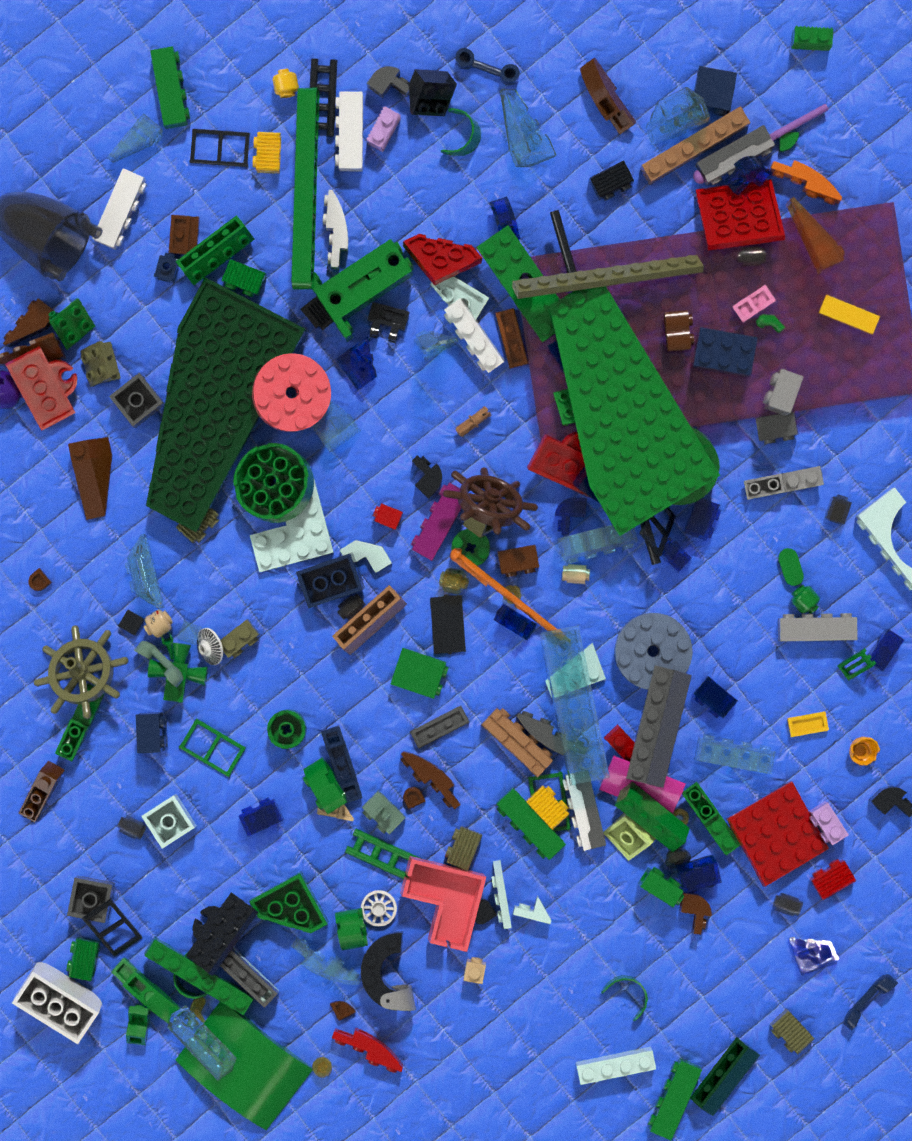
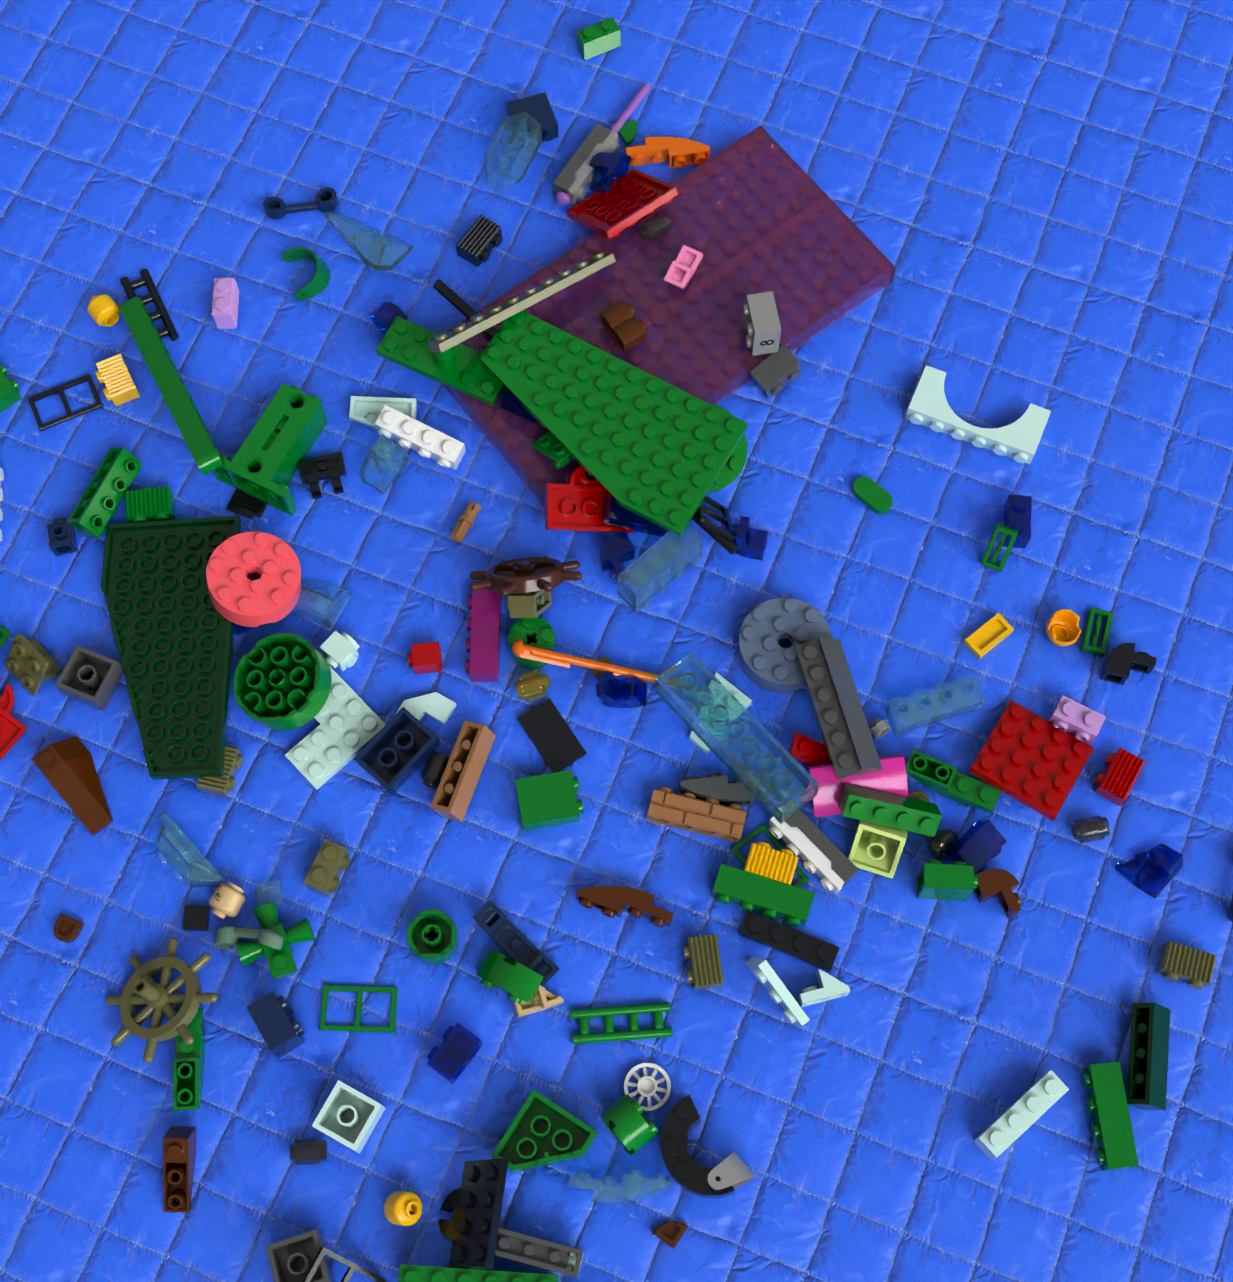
camera: 30 degrees left, 20 degrees down
(168, 642) = (250, 918): green hand -> none
(175, 899) = (403, 1208): none -> yellow head
(183, 234) = (63, 494): reddish brown plate -> none
(210, 646) = (298, 893): dish -> none
(328, 476) = (340, 650): none -> light aqua brick
(335, 222) = (223, 412): white slope -> none
(350, 131) = (193, 321): white brick -> none
(358, 364) = (314, 529): clear blue slope -> none
(376, 1050) = (740, 1260): red slope -> none
(383, 812) = (592, 972): sand green brick -> none
(385, 78) = (206, 258): dark grey brick -> none
(413, 797) = (616, 939): reddish brown tile -> none
(430, 92) = (255, 247): black slope -> none
(431, 480) = (451, 597): black brick -> none
(439, 726) = (603, 847): dark grey tile -> none
(440, 257) = (347, 387): red plate -> none
(454, 894) = (725, 1017): coral piece -> none
(474, 970) = (797, 1094): tan brick -> none
(485, 912) = (768, 1023): black tile -> none
(511, 338) = (461, 427): dark orange tile -> none
(518, 559) = (589, 629): reddish brown brick -> none
(531, 864) = (789, 941): none -> black plate
(575, 574) = (657, 612): tan brick -> none
(604, 96) = (433, 173): reddish brown slope -> none
(630, 978) = (994, 1007): piece -> none
(685, 749) = (879, 727): none -> light grey plate
(695, 145) = (542, 174): medium nougat brick -> none
(701, 519) = (754, 493): clear blue brick -> none
(714, 697) = (877, 658): clear blue brick -> none
(724, 352) = (681, 320): dark blue brick -> none
(770, 320) = (710, 273): green arm -> none
(784, 482) = (816, 419): light grey slope -> none
(805, 599) = (907, 514): green head -> none
(817, 629) = (937, 537): light grey brick -> none
(819, 244) = (704, 177): clear orange slope -> none
(838, 509) = (884, 417): clear smoke brick -> none
(849, 314) = (781, 233): yellow tile -> none
(883, 759) = (1093, 648): none -> green tile

